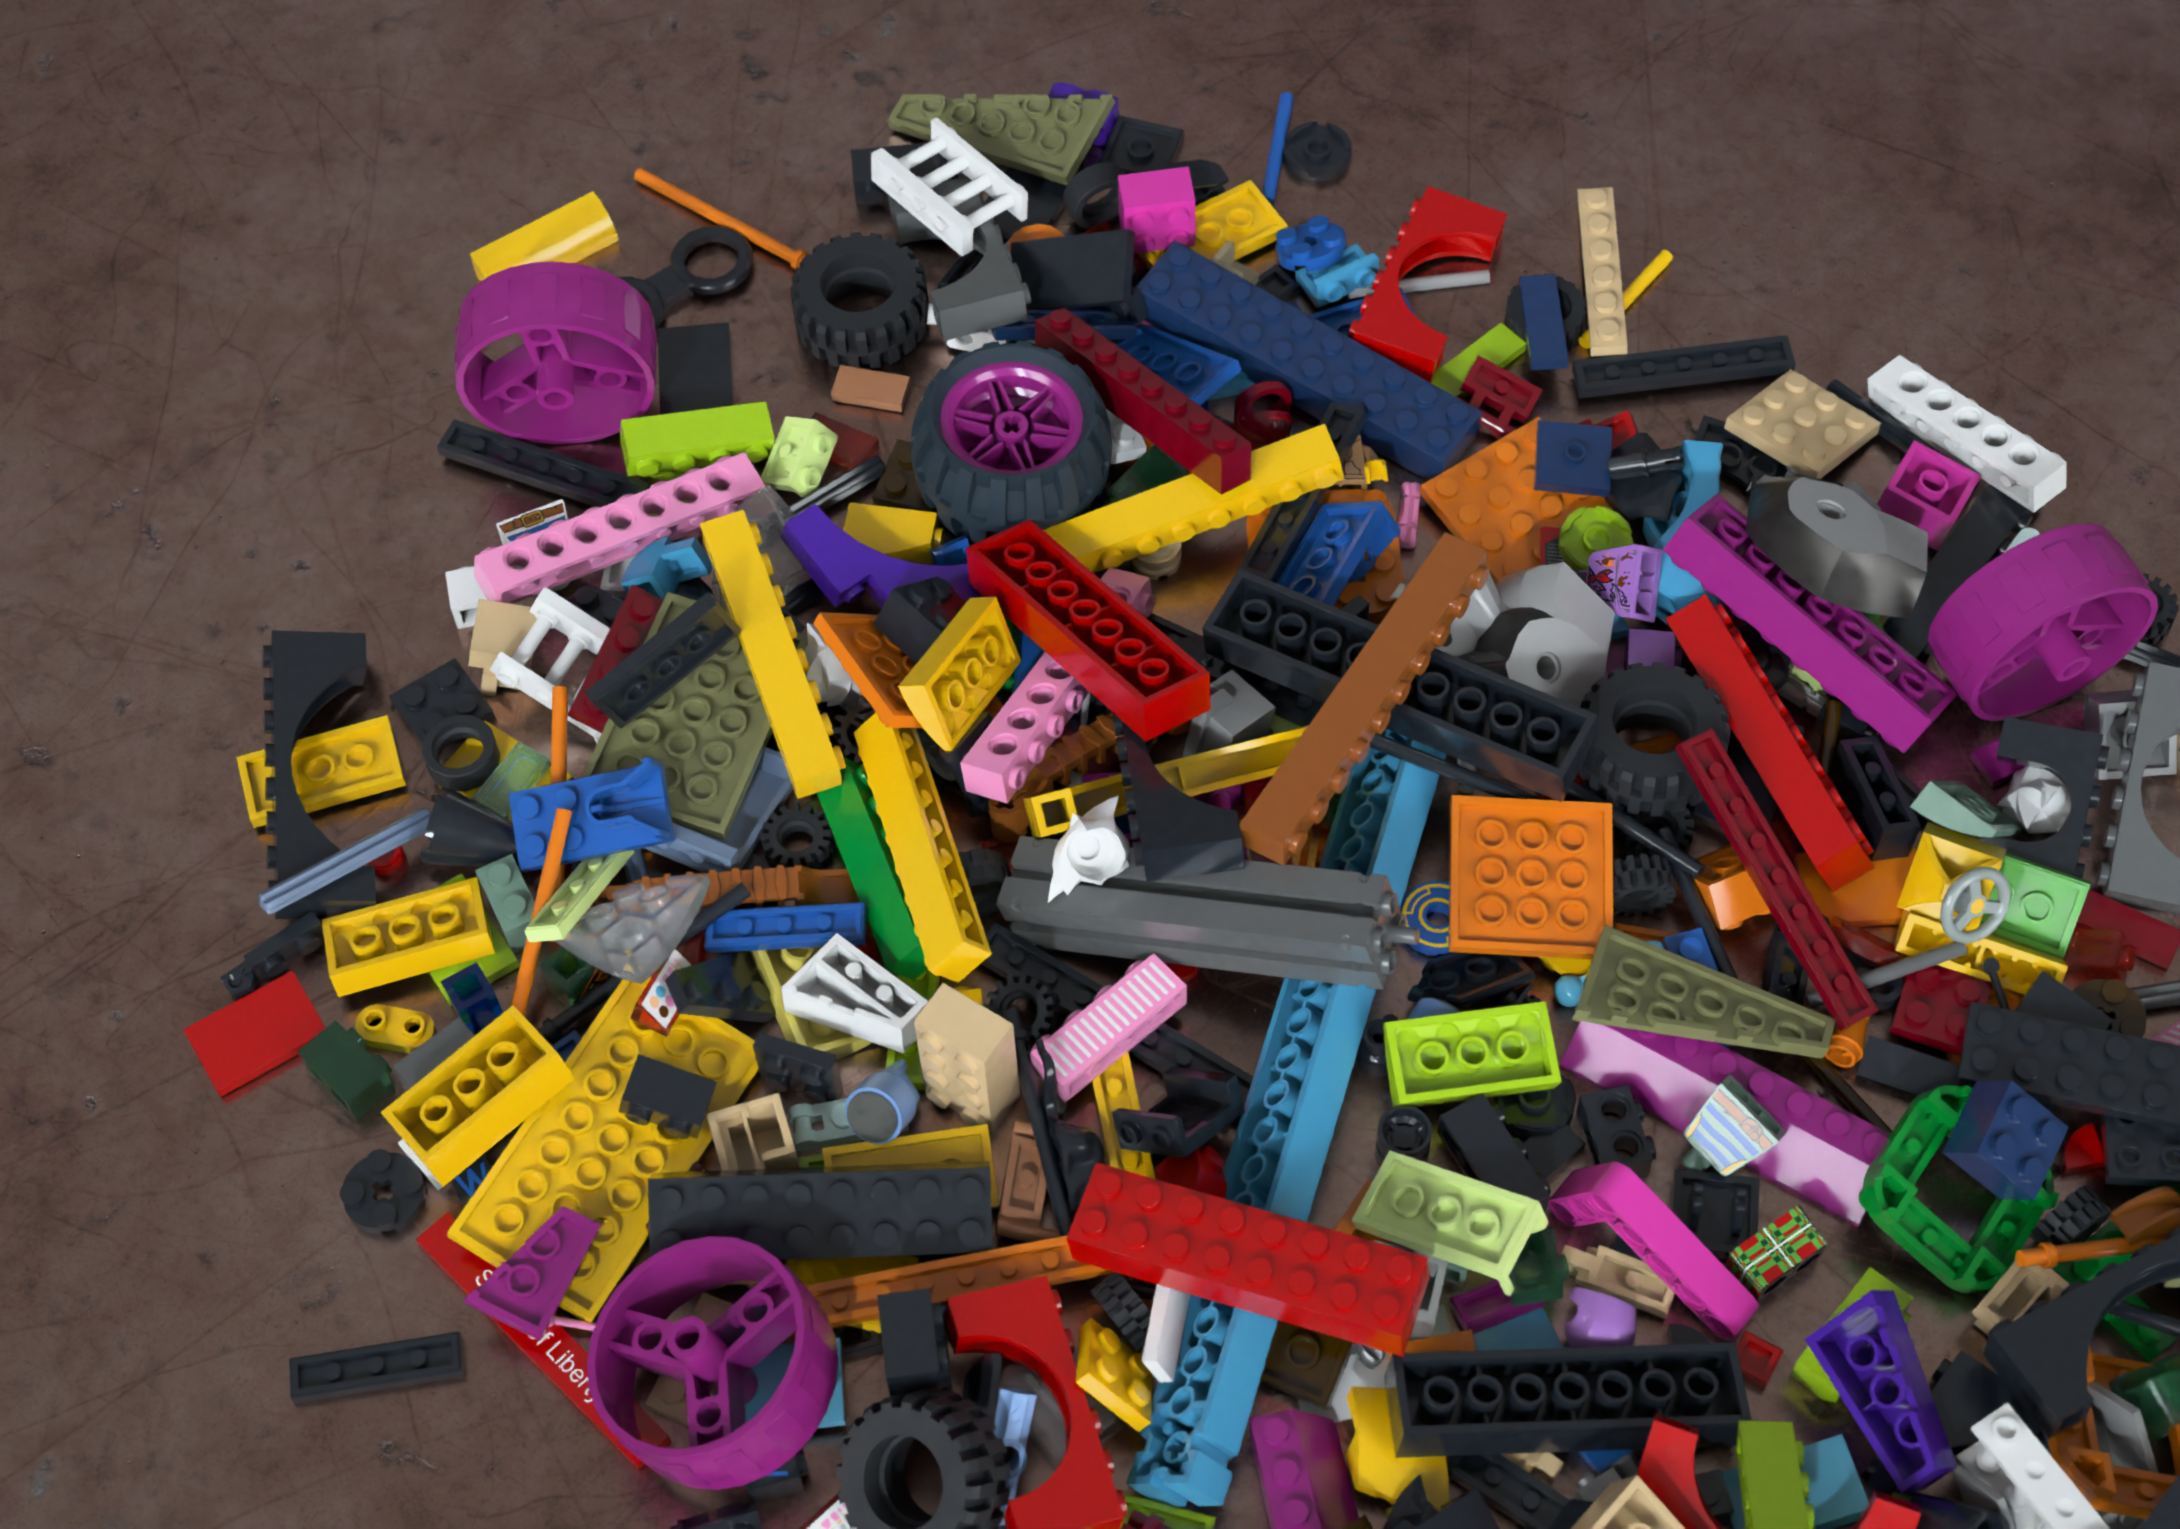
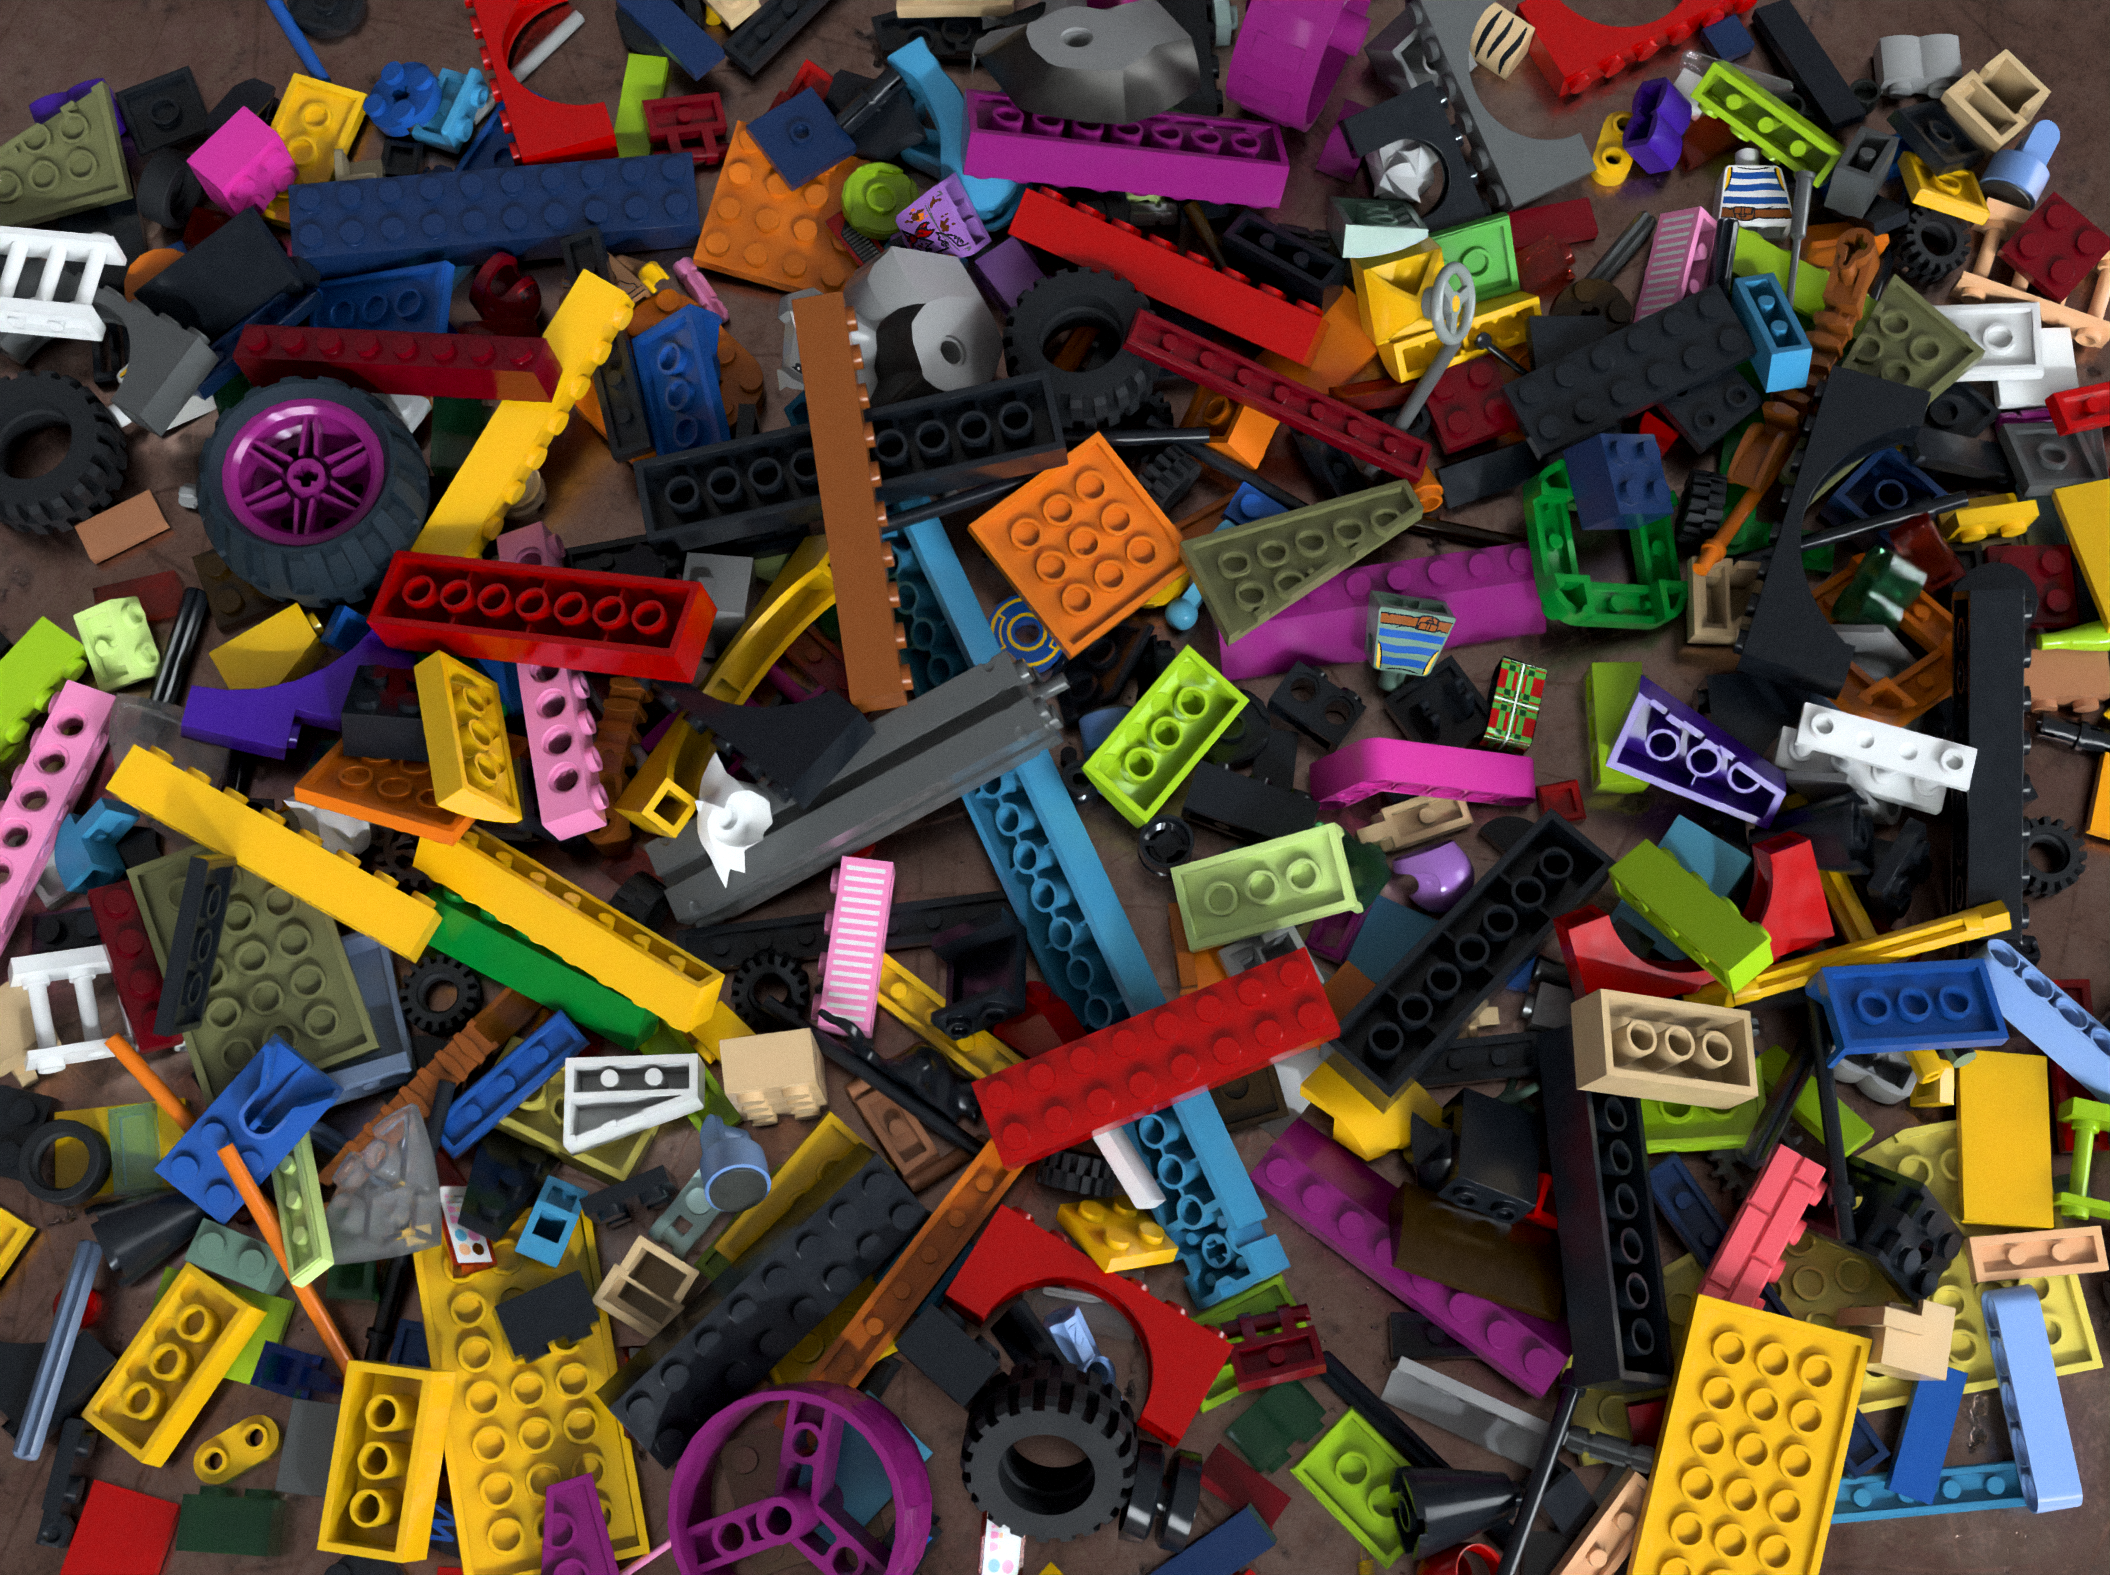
camera: 45 degrees left, 15 degrees up
(724, 1036) = (551, 1221): none -> dark azure brick

